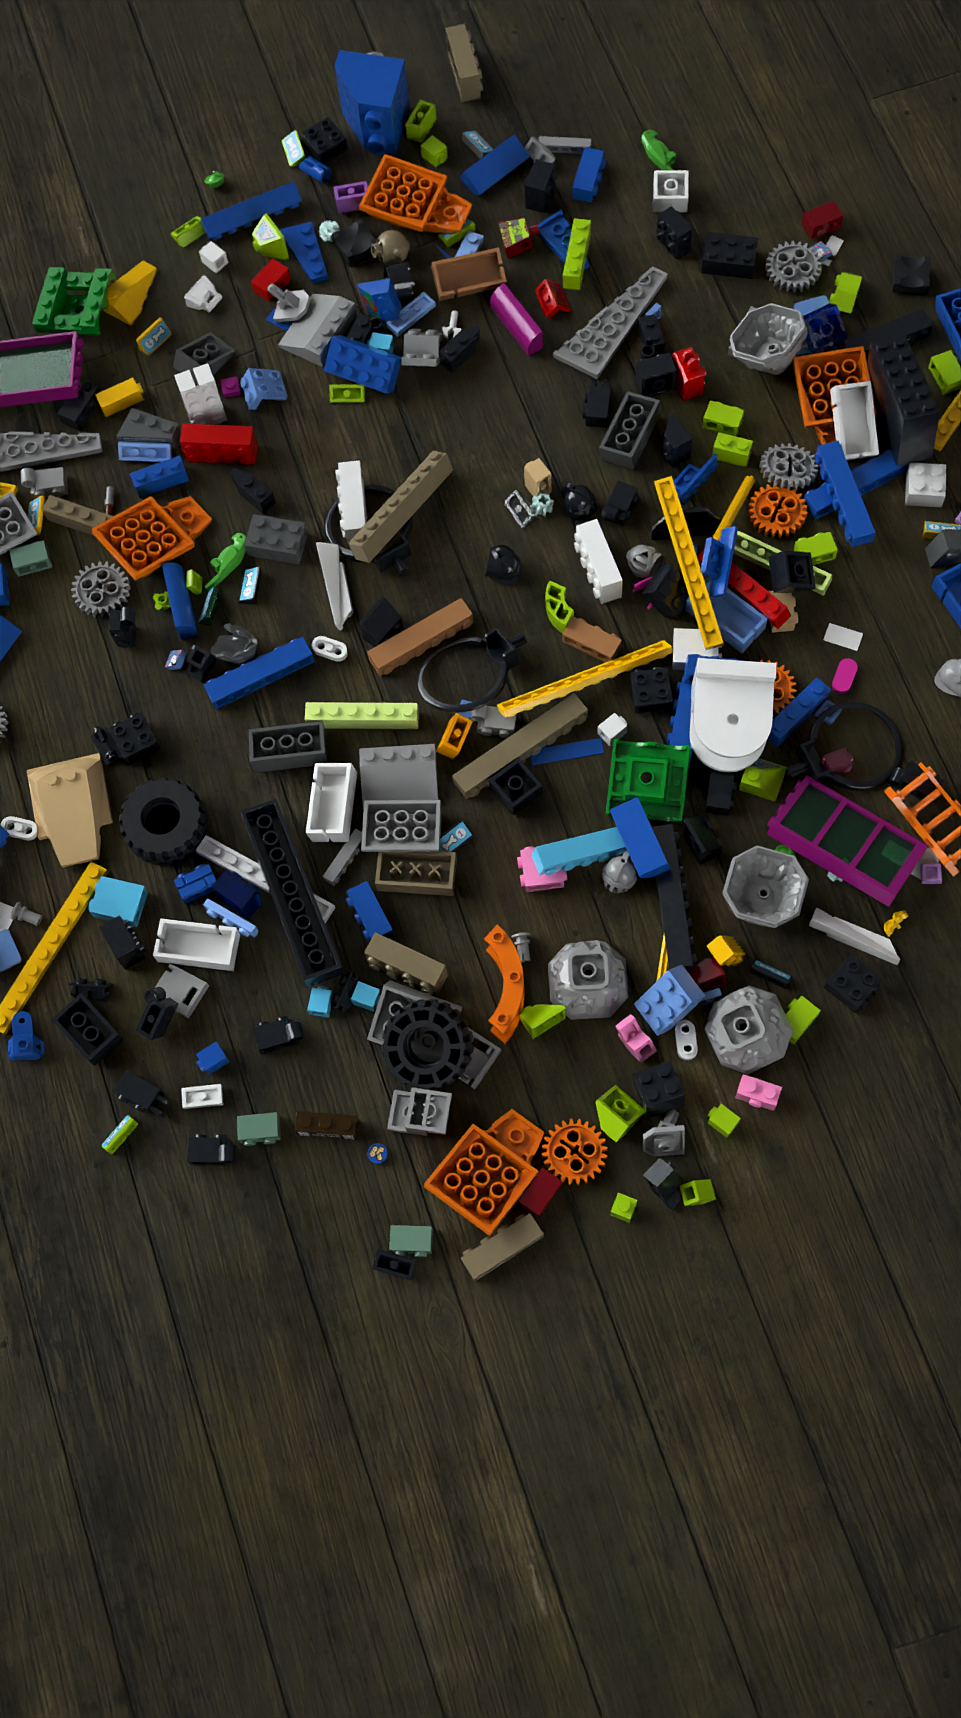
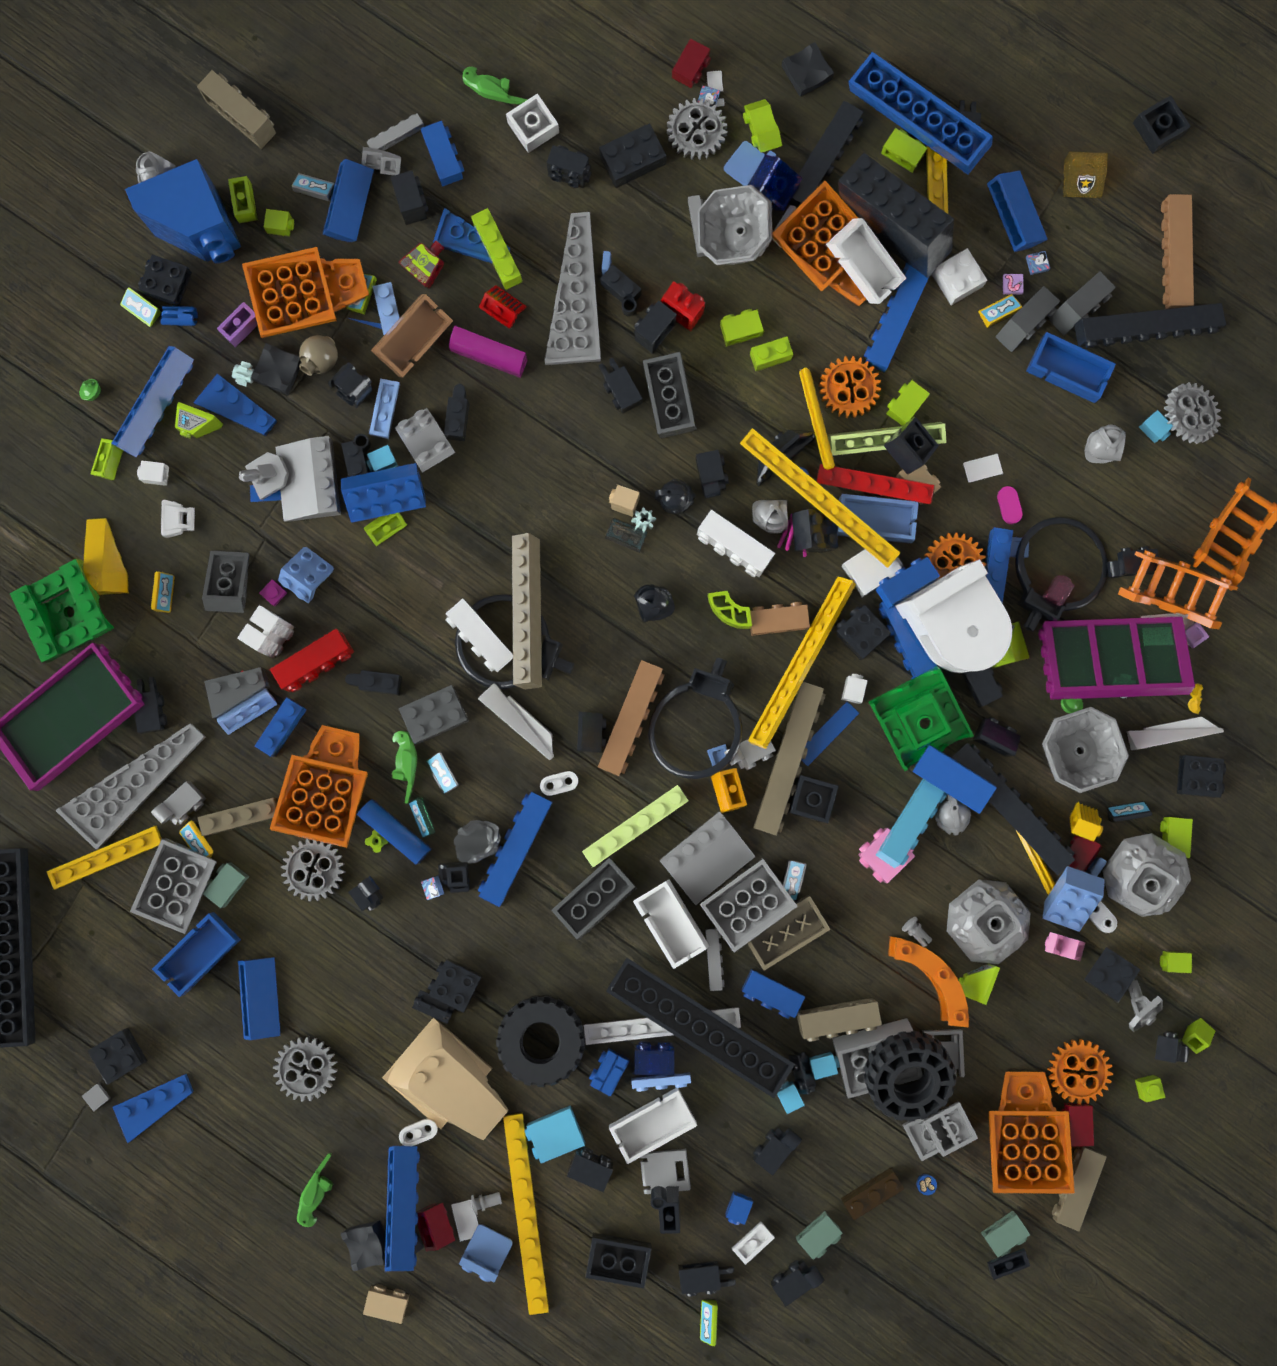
camera: 45 degrees left, 15 degrees up
(24, 1041) = (571, 1306): blue piece -> none
(99, 988) = (582, 1225): black hinge -> none
(109, 502) = (252, 781): light grey piece -> none
(120, 397) = (179, 673): yellow brick -> none
(194, 582) = (392, 805): lime tile -> none
(272, 273) = (227, 460): red brick -> none
(381, 299) = (352, 417): blue slope -> none
(452, 327) = (431, 395): white bar -> none
(617, 1113) = (1092, 1015): lime slope -> none
(676, 442) = (718, 381): black slope -> none
(692, 477) = (755, 408): blue bracket -> none
(718, 560) = (845, 478): blue bracket -> none
(758, 1092) = (1188, 920): bright pink brick -> none
(775, 466) = (817, 346): light grey gear -> none
(844, 494) = (903, 337): blue brick -> none

